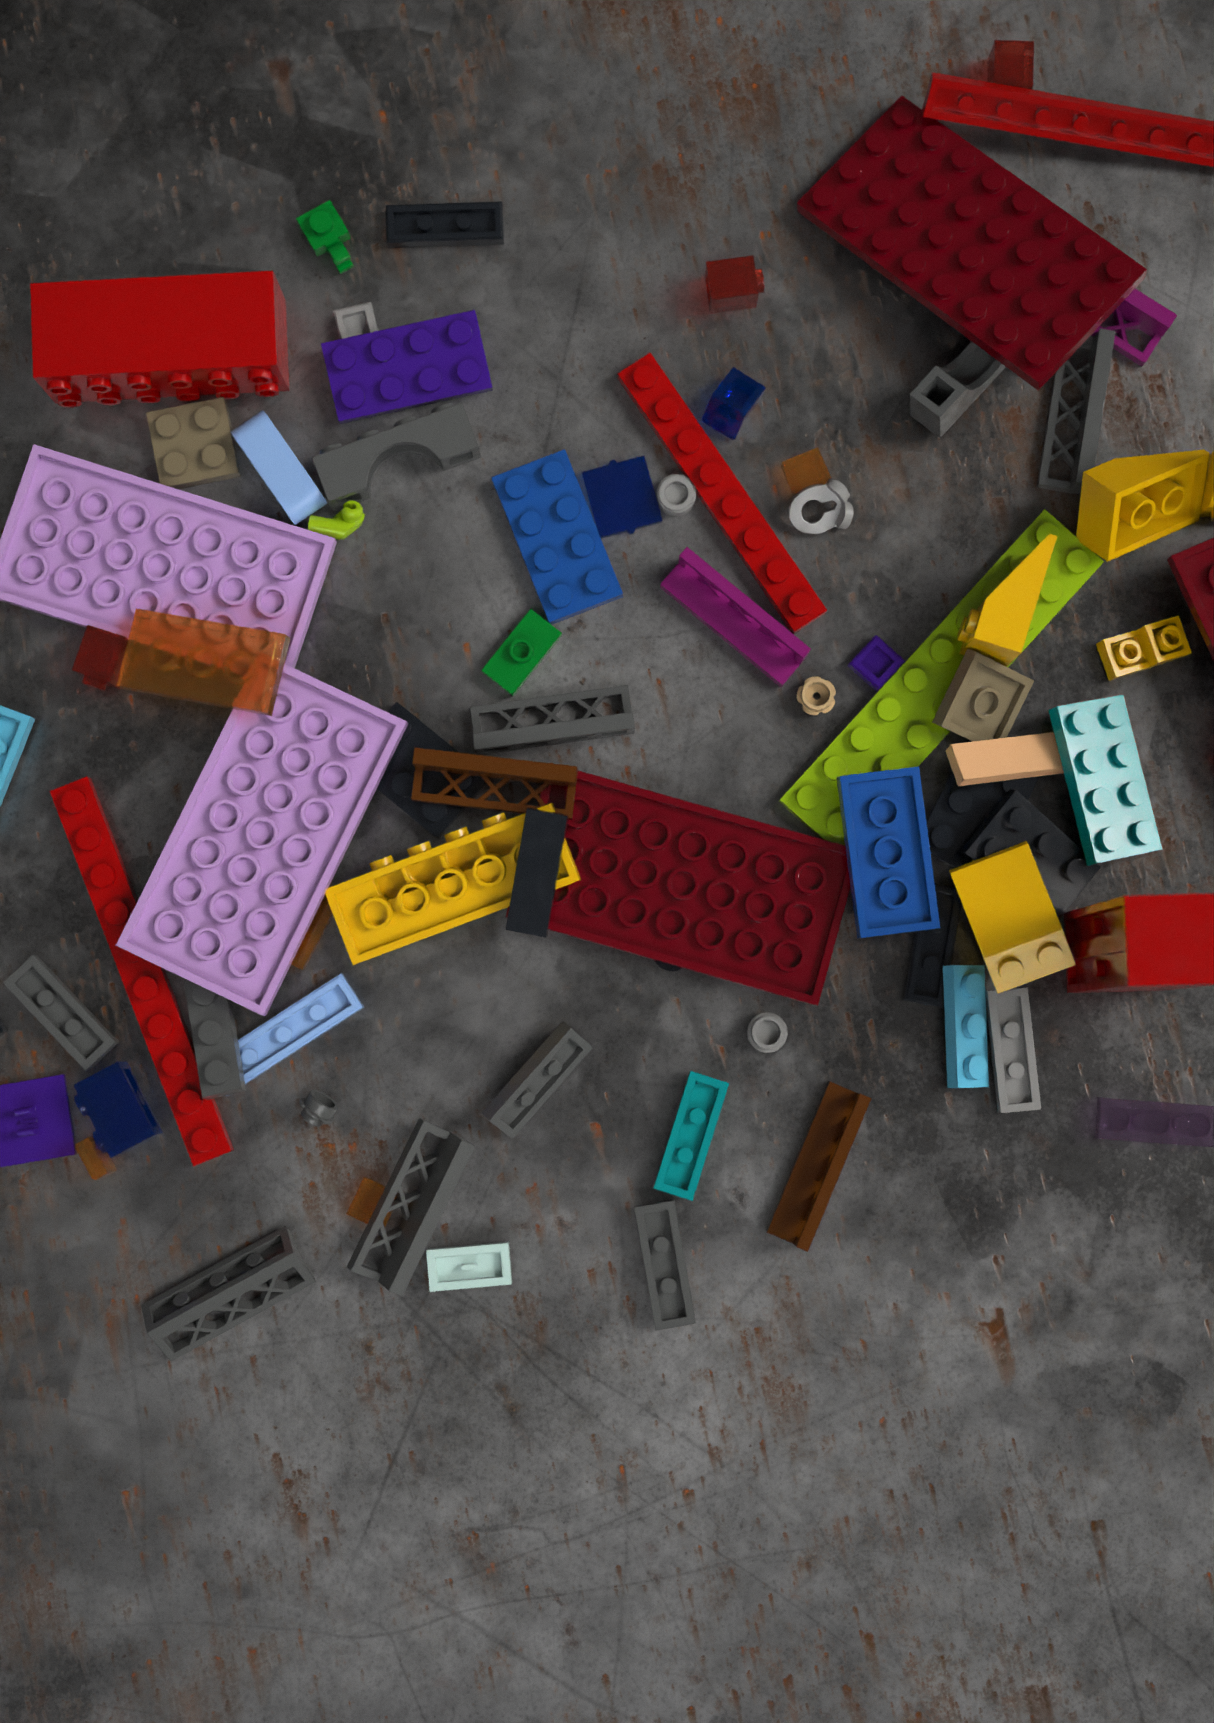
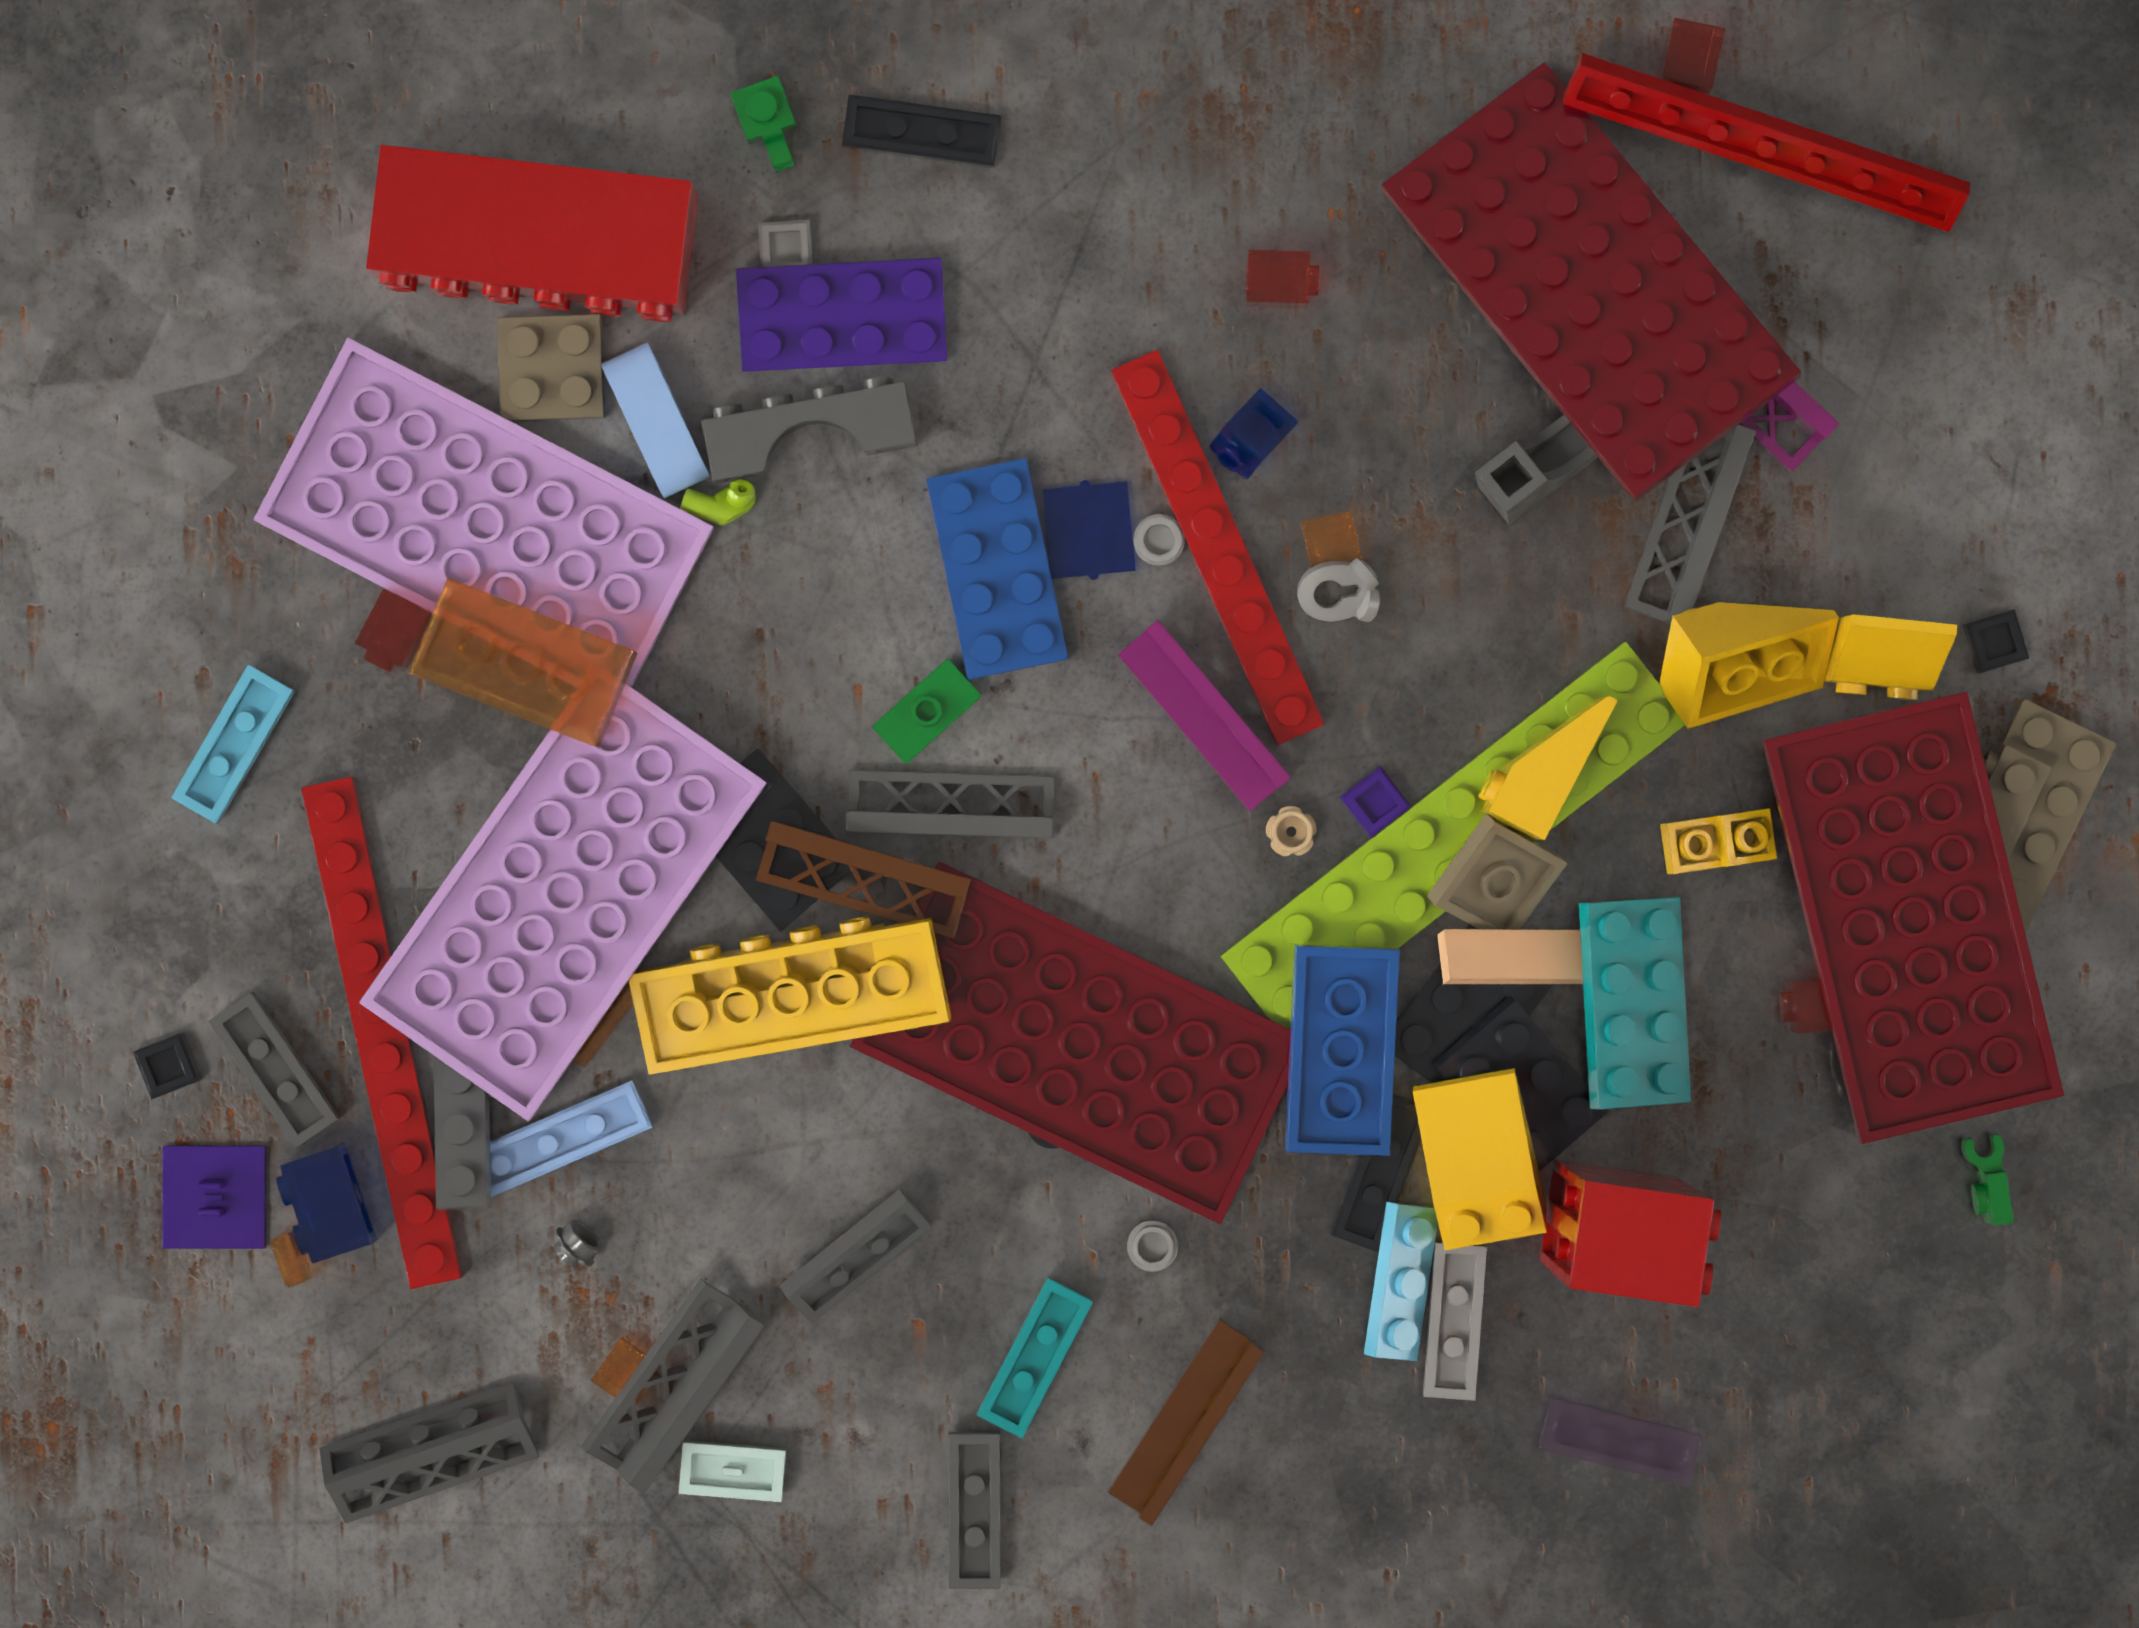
camera: 10 degrees right, 5 degrees up
(537, 872) = (897, 1003): black tile -> none

